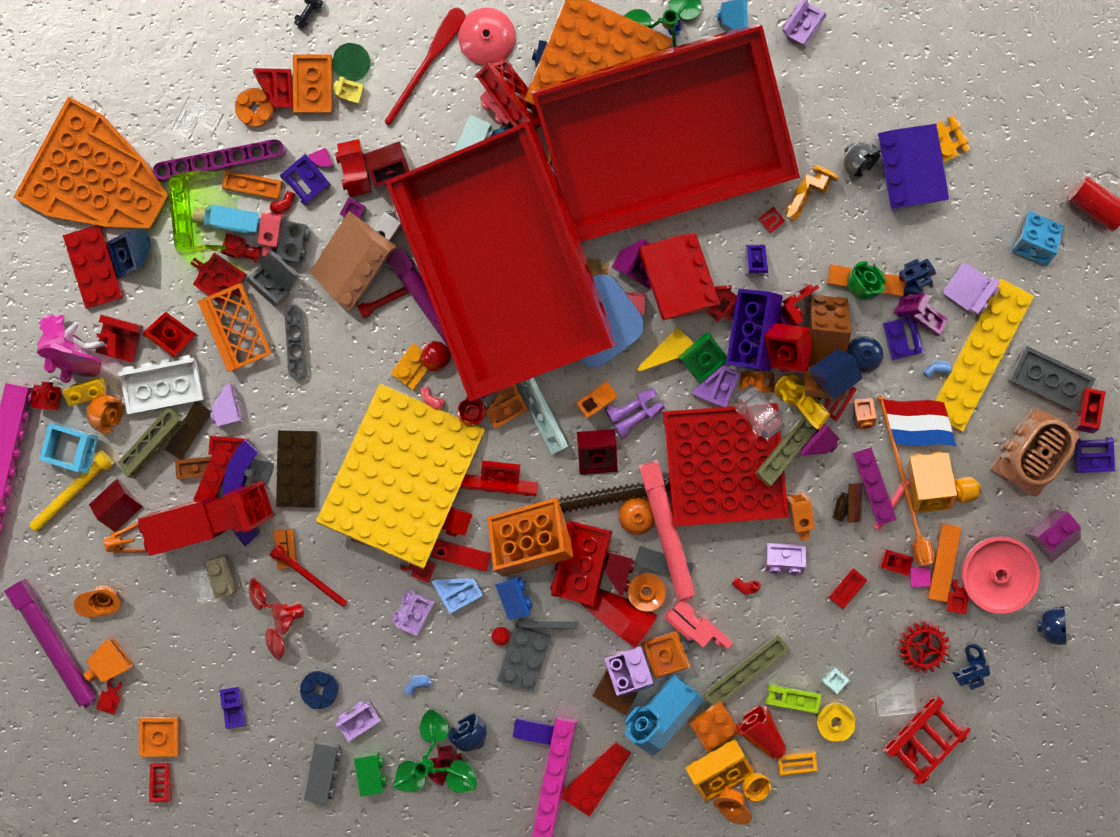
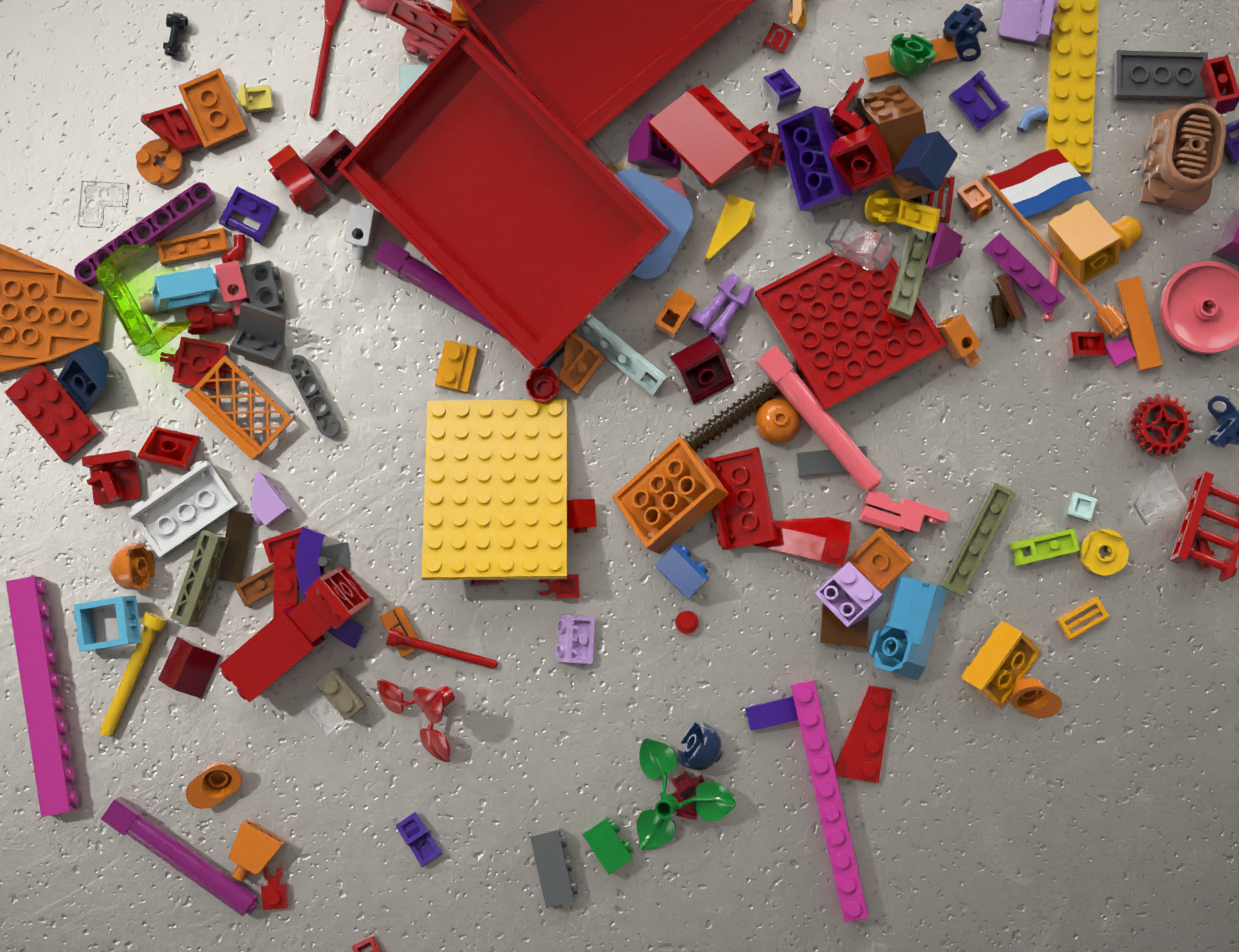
camera: 25 degrees left, 5 degrees down
(46, 396) = (58, 577): red brick -> none
(65, 350) = (61, 515): dark pink animal -> none
(85, 391) = (99, 552): yellow bracket -> none
(115, 543) = (205, 708): orange plant -> none
(158, 736) = (348, 910): orange plate -> none
(296, 469) = (375, 536): dark brown plate -> none
(308, 686) = (522, 774): dark blue plate -> none
(321, 158) = (257, 184): dark pink tile -> none
(351, 62) = (245, 67): clear green tile -> none
(351, 261) = (338, 277): nougat slope -> none
(354, 207) = (315, 225): magenta plate -> none
(358, 720) = (568, 789): lavender bracket -> none
(367, 309) = (378, 325): red piece -> none
(415, 682) = (615, 716): medium blue arm -> none
(431, 401) = (497, 395): coral arm -> none
(435, 356) = (476, 342): red hair -> none
(457, 592) = (616, 594): light blue wing -> none
(461, 555) = (602, 551): red piece -> none
(500, 478) = (607, 445): red bracket -> none
(523, 658) = (723, 635): dark grey plate -> none
(547, 623) = (733, 584): dark grey tile -> none
(617, 569) = (785, 489): dark red slope -> none
(653, 599) = (838, 495): orange dish -> none
(703, 357) = (772, 215): green tile -> none
(713, 726) = (971, 617): orange plate -> none
(718, 386) = (803, 240): medium lavender wing -> none
(747, 587) = (935, 447): red arm -> none
(756, 787) = (1050, 664): light orange hair -> none
(758, 380) = (842, 211): orange bracket -> none
(762, 732) = (1028, 598): red cone -> none
(785, 559) = (963, 396): lavender bracket -> none
(847, 588) = (1047, 398): red plate -> none
(867, 353) = (952, 129): dark blue cylinder -> none
(918, 309) = (981, 60): magenta bracket -> none
(957, 600) = (1173, 358): red plate -> none

